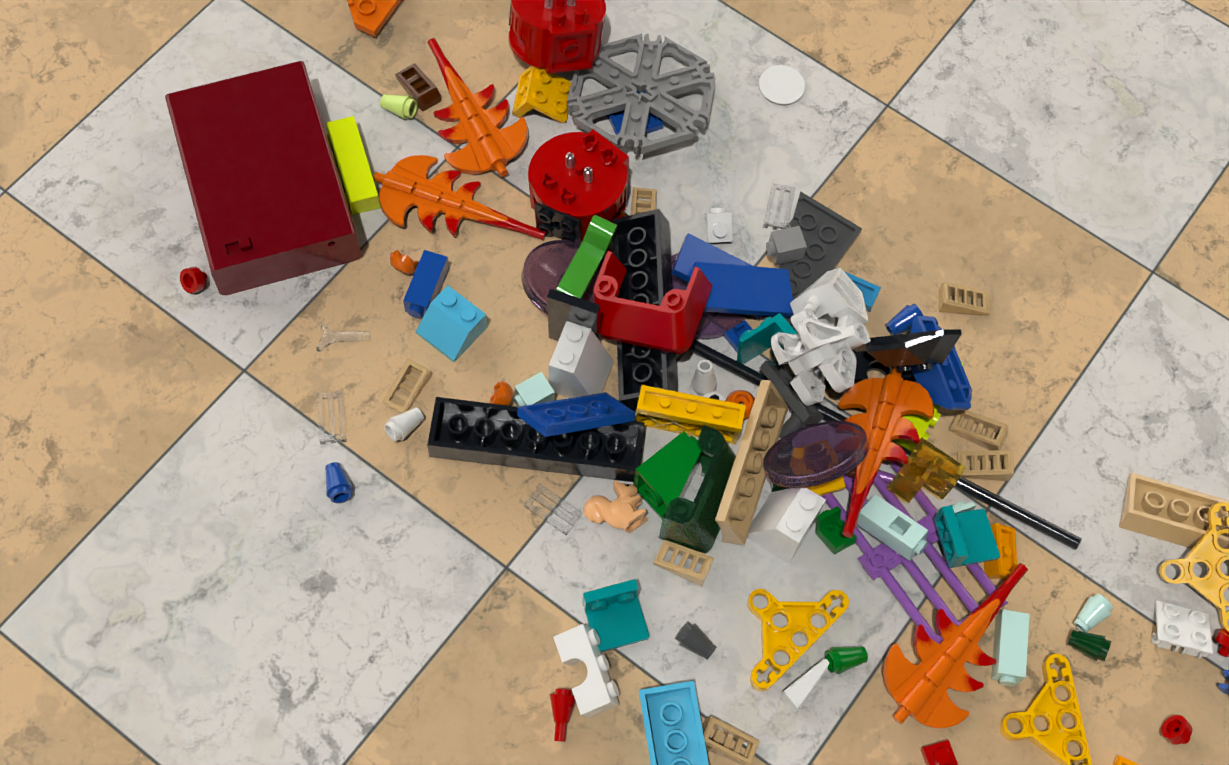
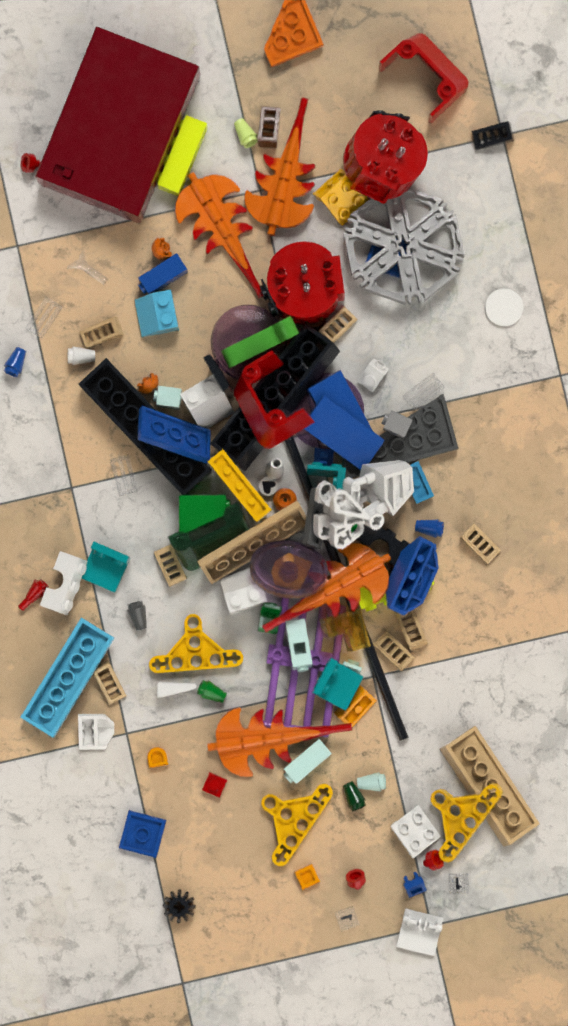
camera: 50 degrees right, 20 degrees up
(621, 512) = (157, 508): light nougat animal -> none
(913, 349) = (397, 551): black wedge -> none

